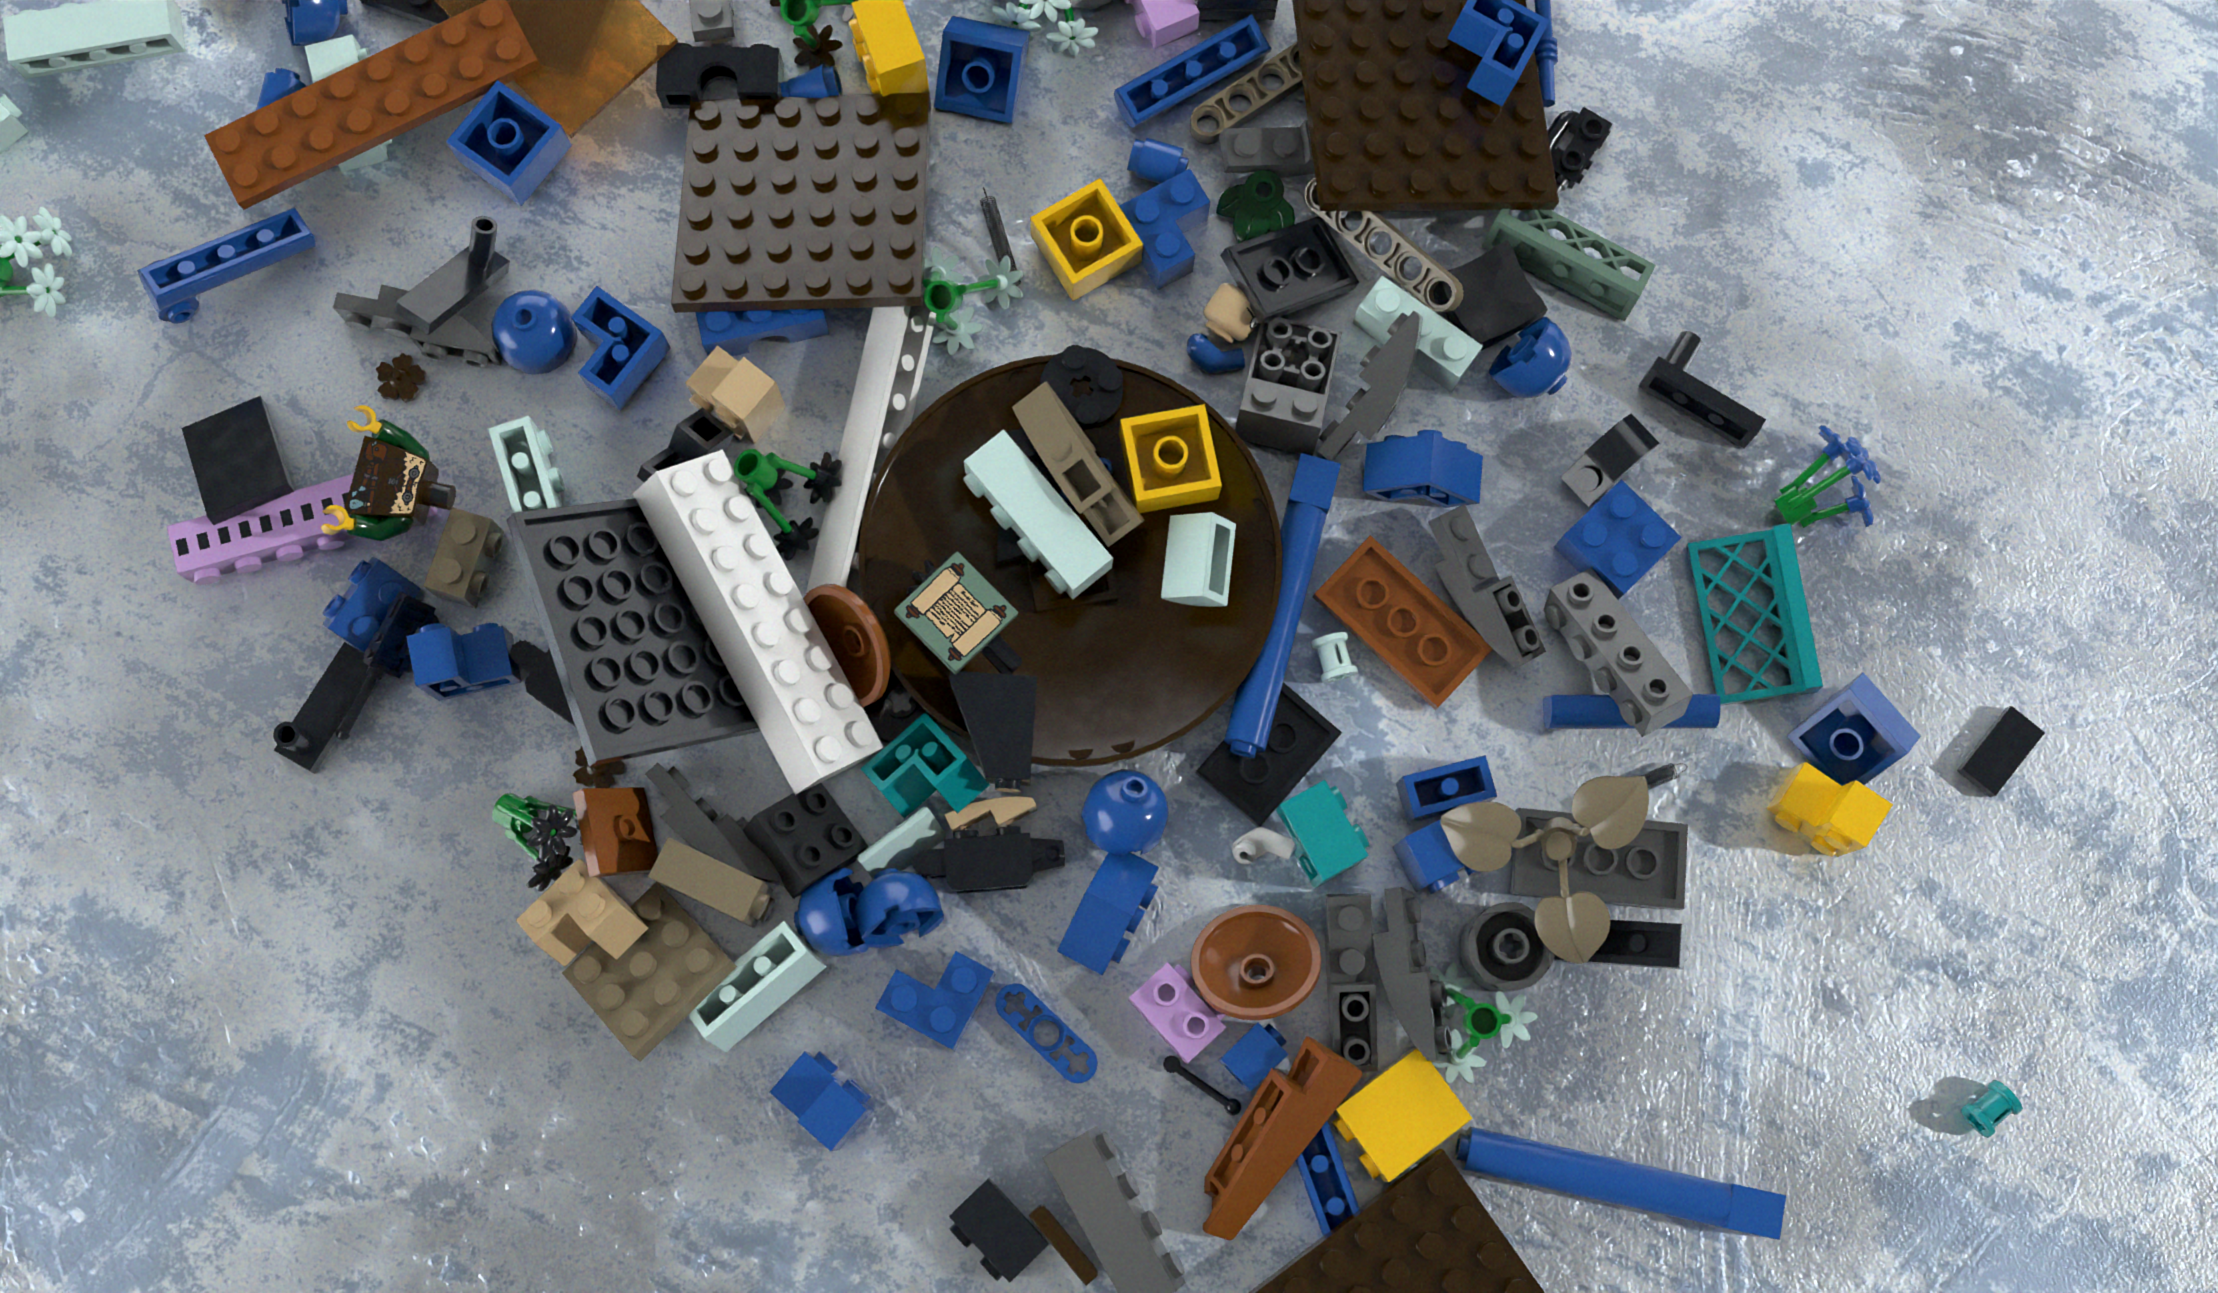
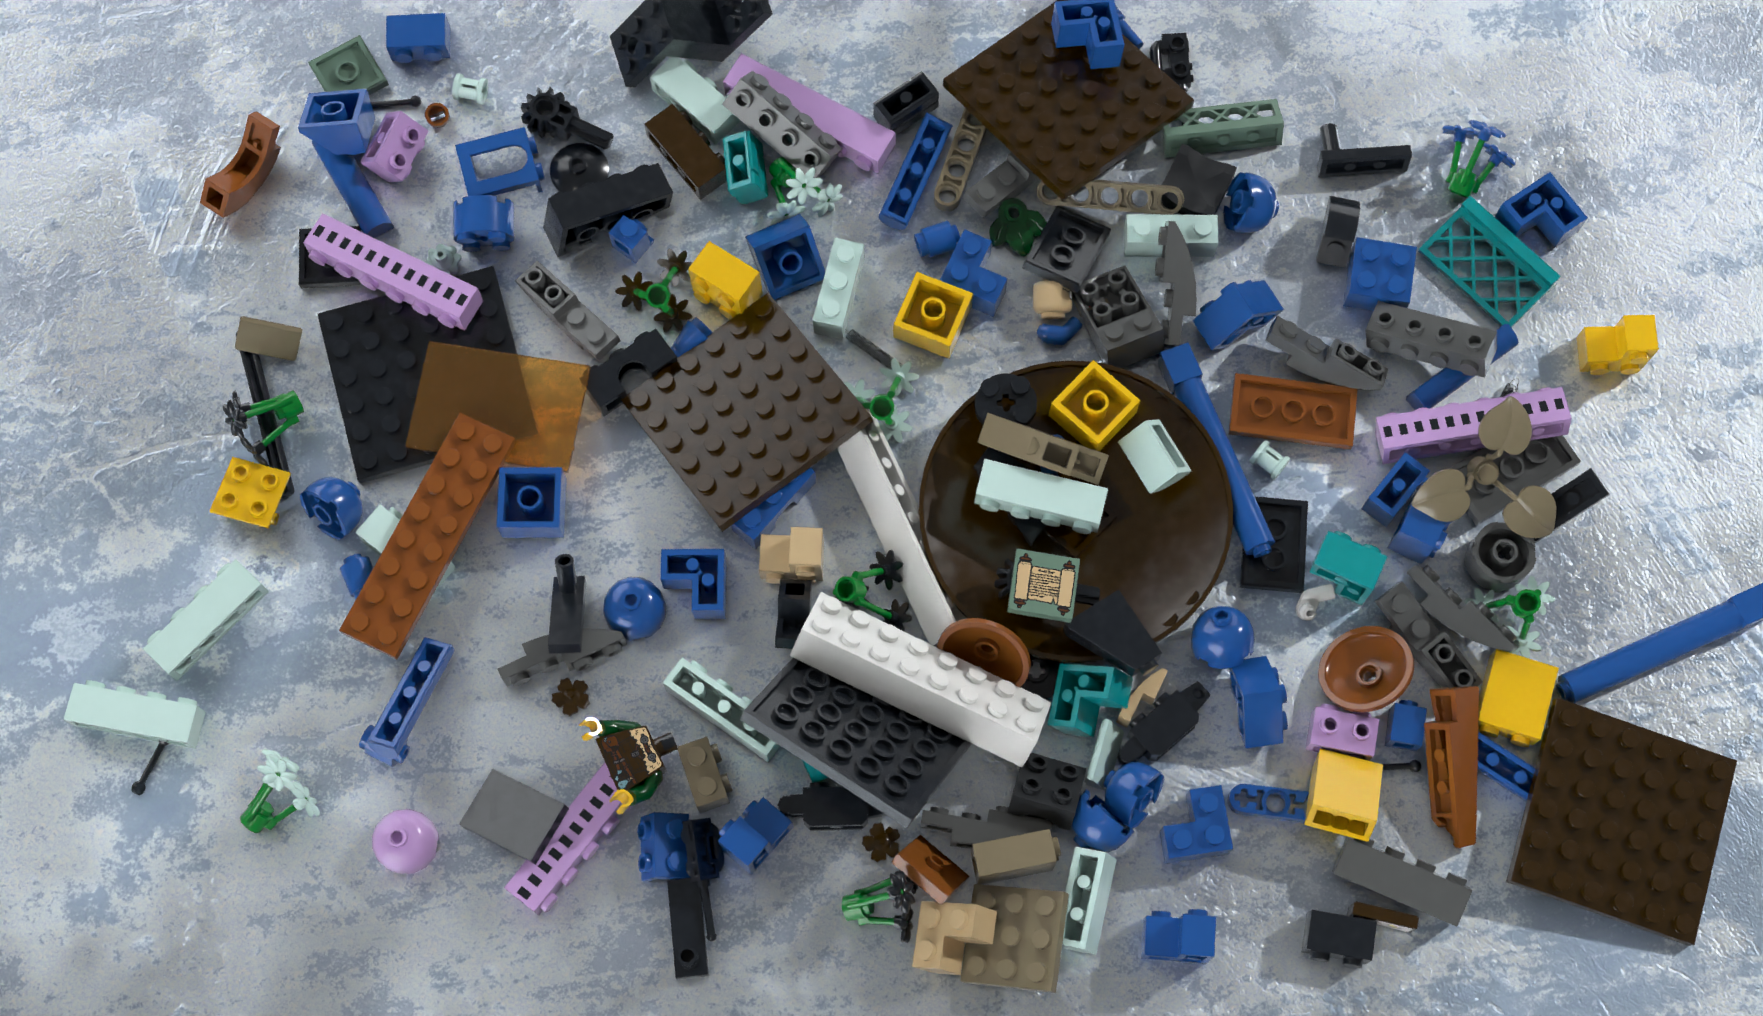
camera: 30 degrees left, 5 degrees down
(116, 406) = (405, 841): none -> lavender cylinder
(1009, 141) = (838, 288): none -> light aqua brick
(1121, 1080) = (1344, 795): none -> yellow brick
(1559, 763) = (1456, 425): none -> lavender brick
(1854, 734) = (1597, 292): blue slope -> none
(1867, 591) = (1543, 205): none -> blue brick
(2000, 751) = (1683, 244): black tile -> none

